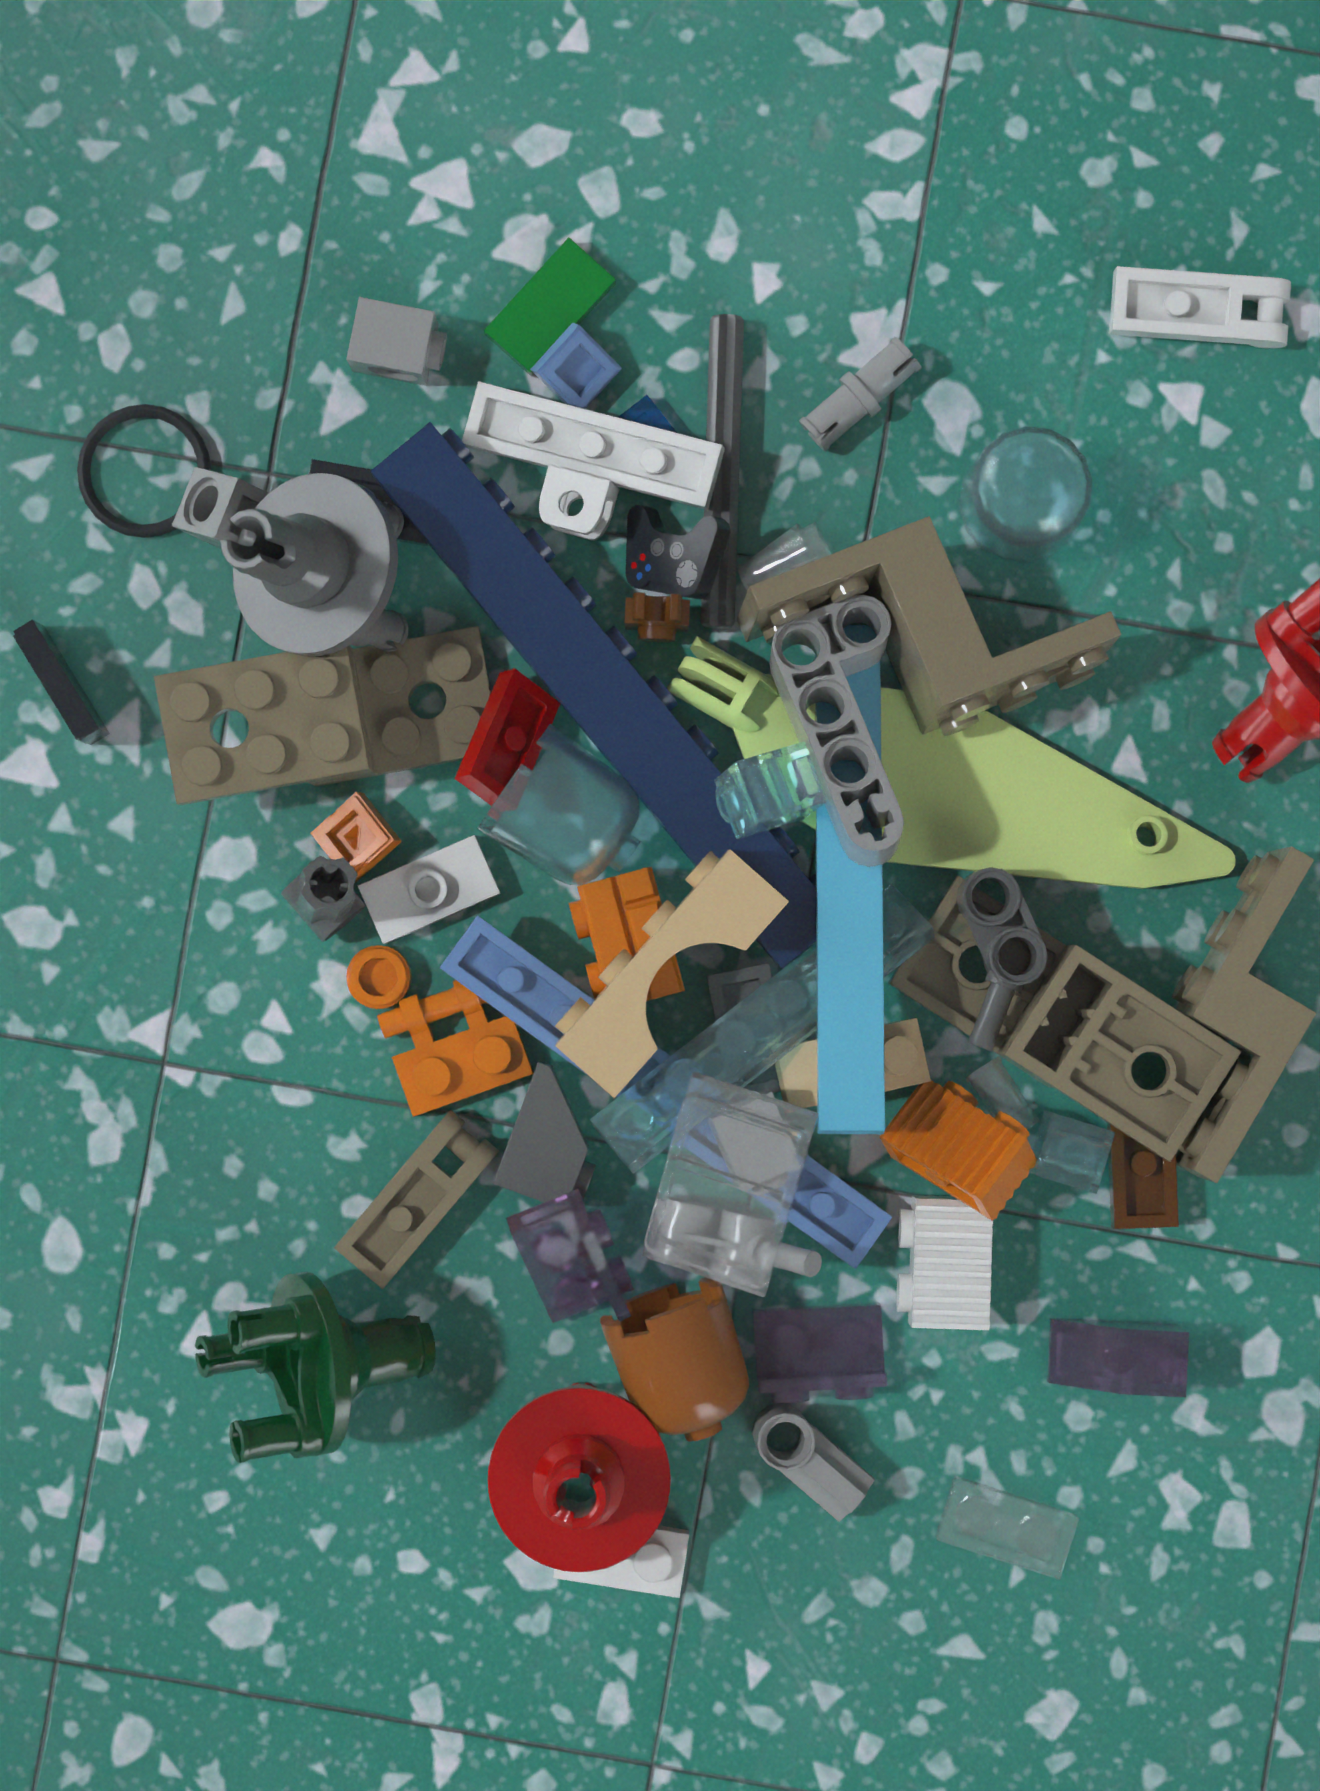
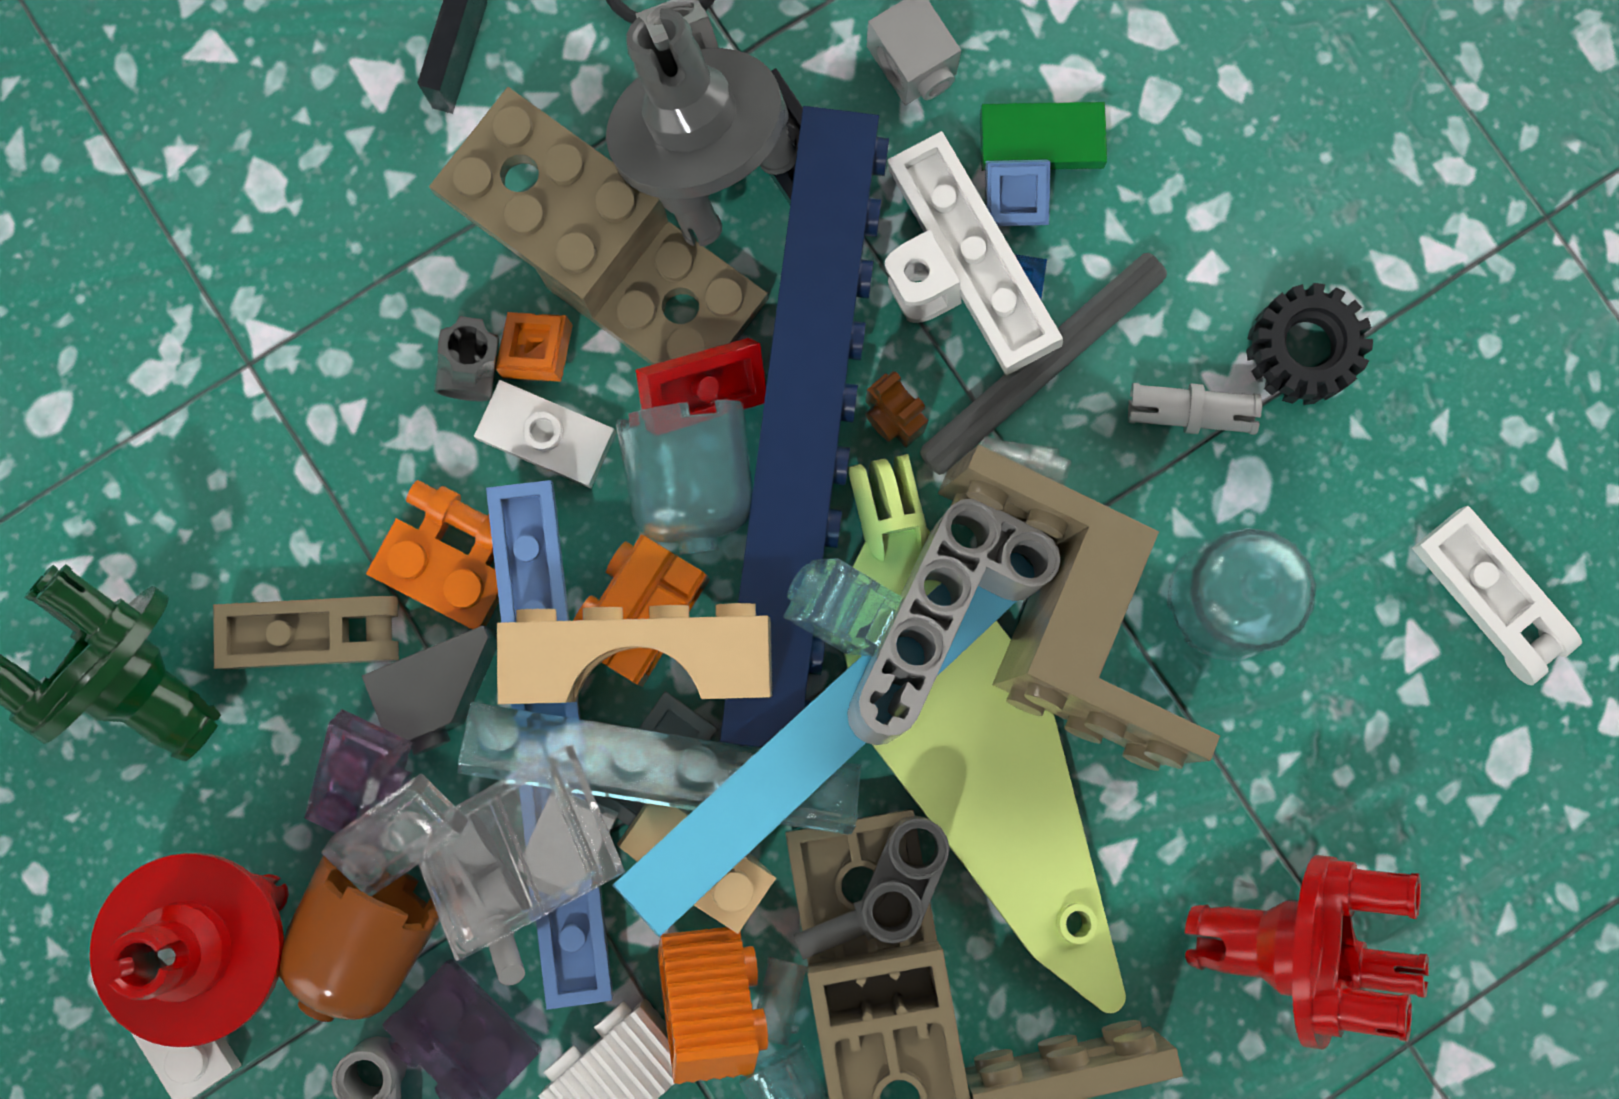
camera: 50 degrees right, 5 degrees down
(378, 977) = (448, 457): orange tile -> none
(638, 1257) = (395, 836): none -> clear plate
(673, 562) = (946, 386): black piece -> none
(898, 226) = (1330, 314): none -> black tyre

